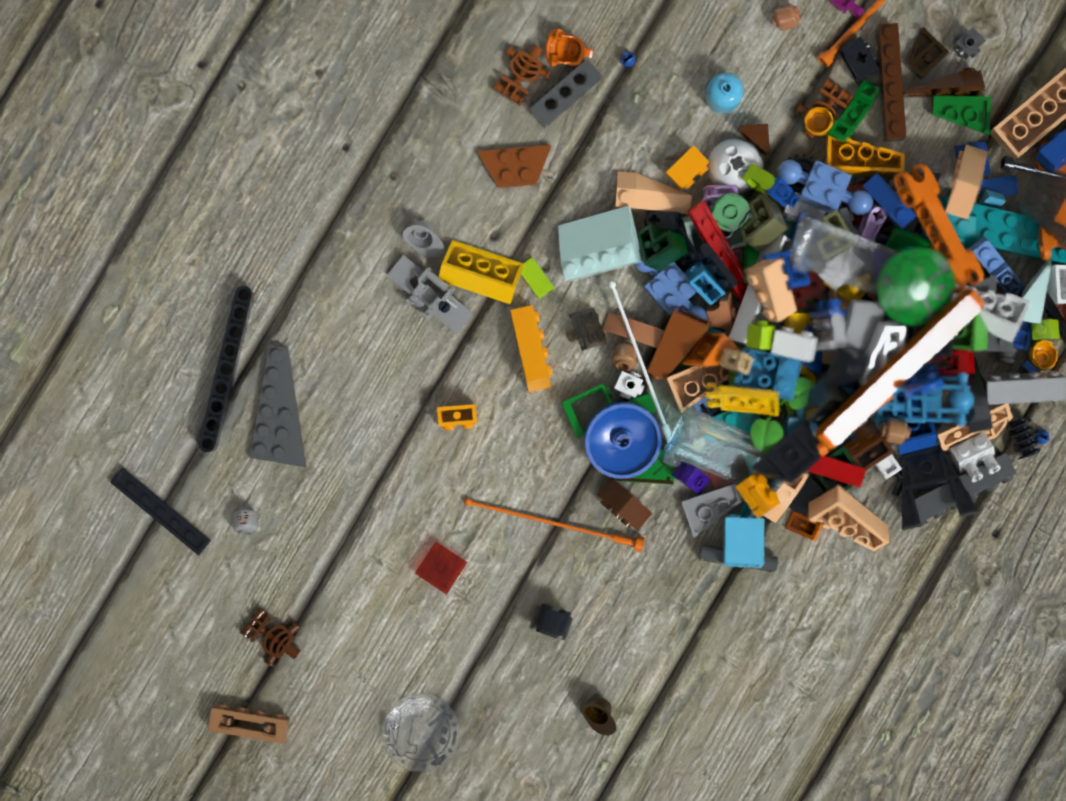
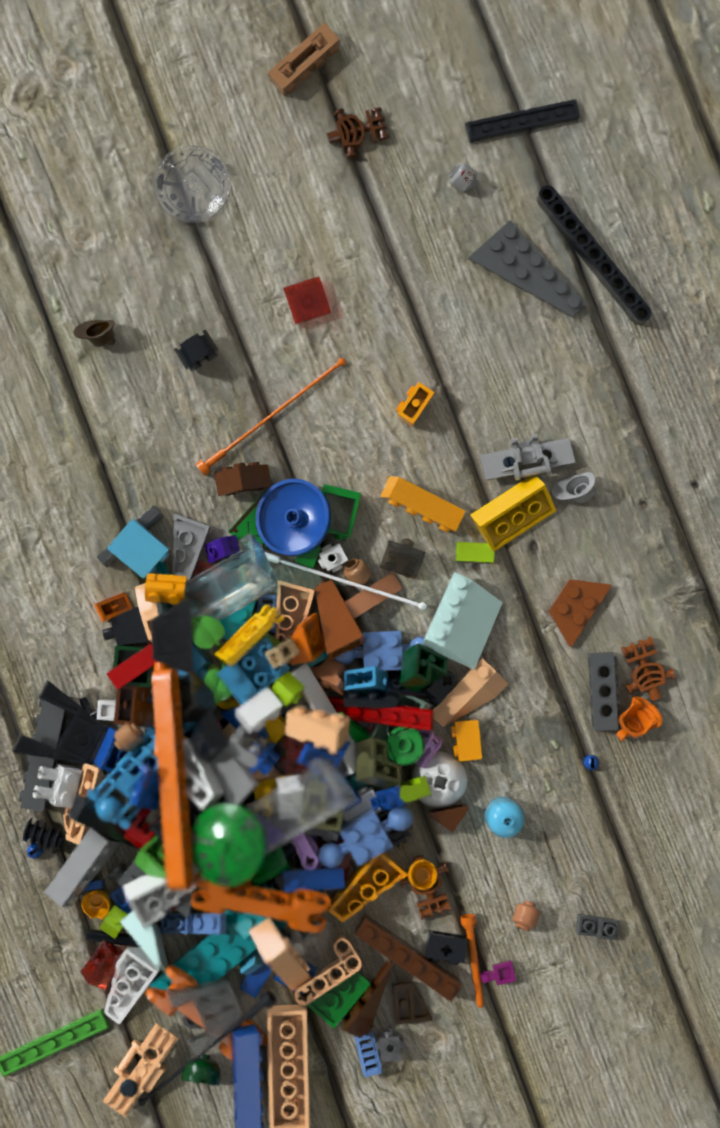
camera: 125 degrees right, 0 degrees up
(848, 516) = (89, 646): light nougat wedge -> none
(855, 112) = (406, 909): green slope -> none
(954, 136) = (325, 973): none -> light nougat beam
(998, 42) = (374, 1070): none -> medium blue slope

